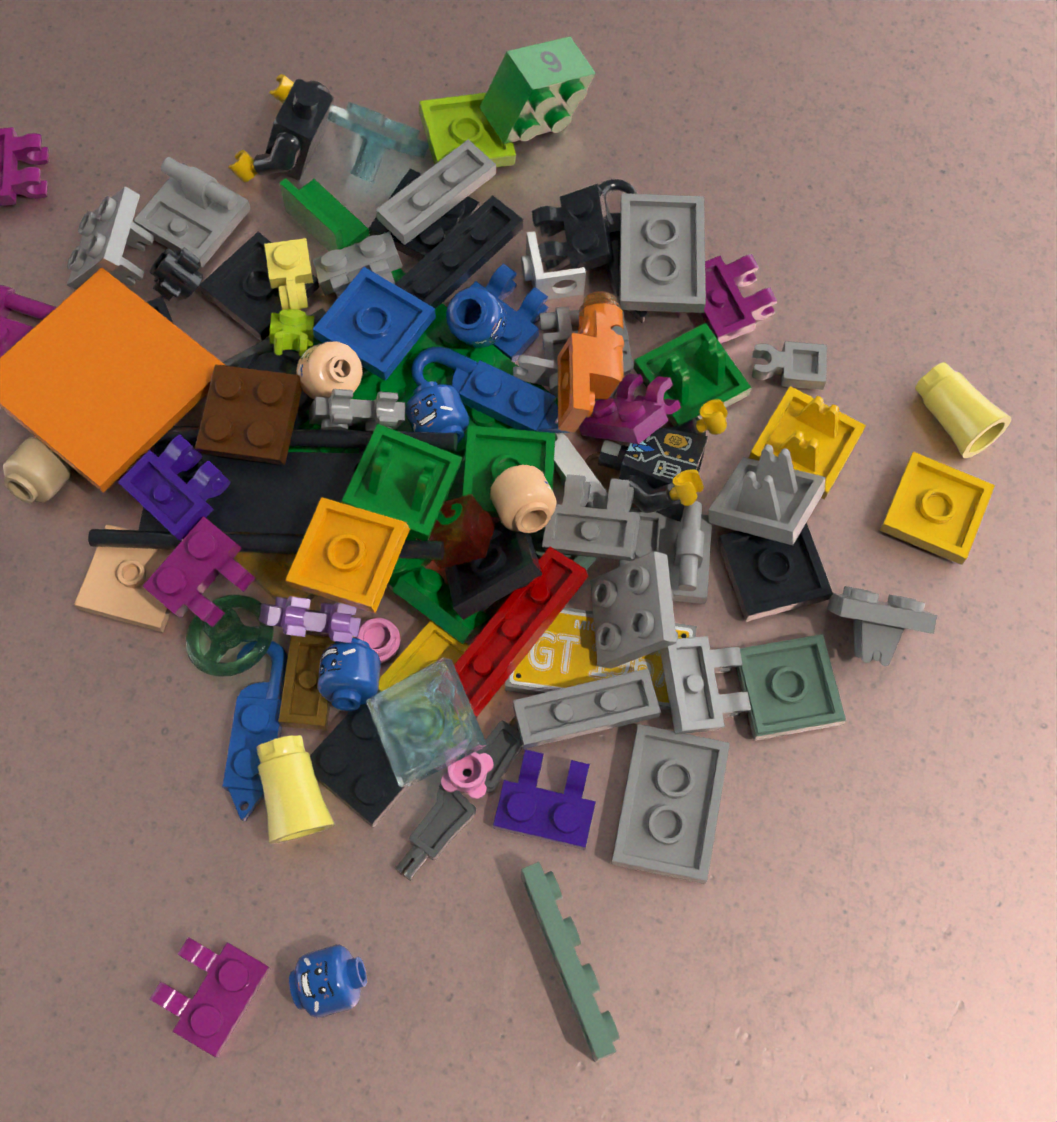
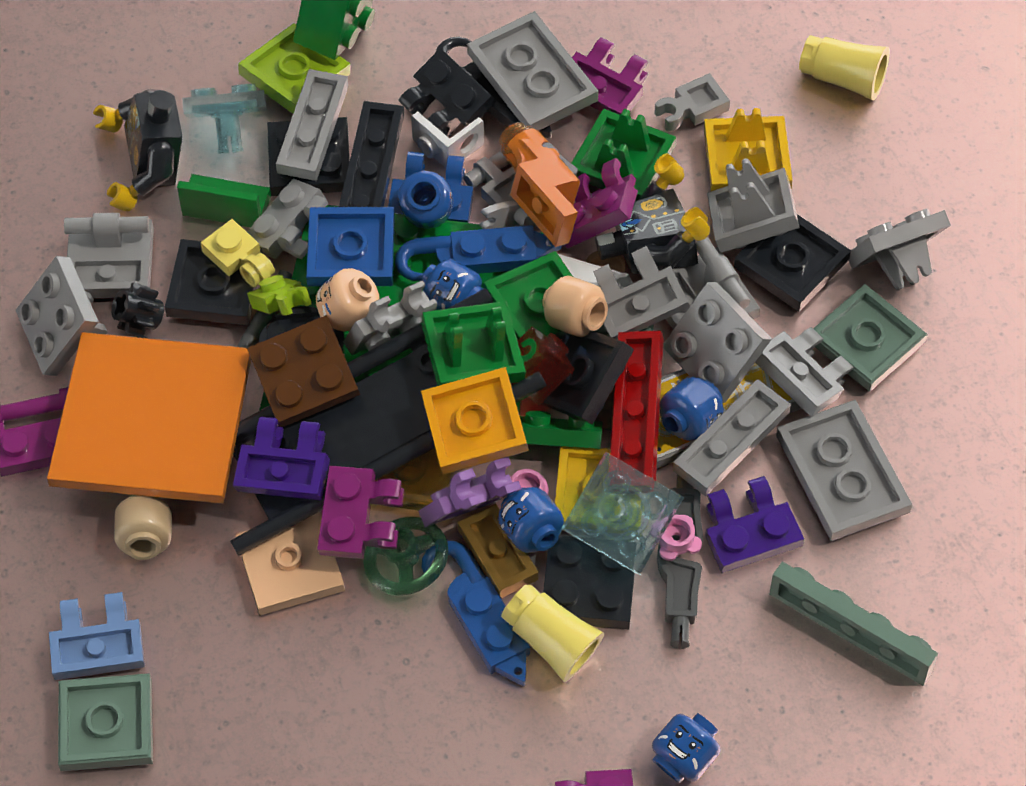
camera: 30 degrees left, 10 degrees down
(567, 658) = (691, 408): none -> blue head
(937, 508) = (880, 146): yellow plate -> none

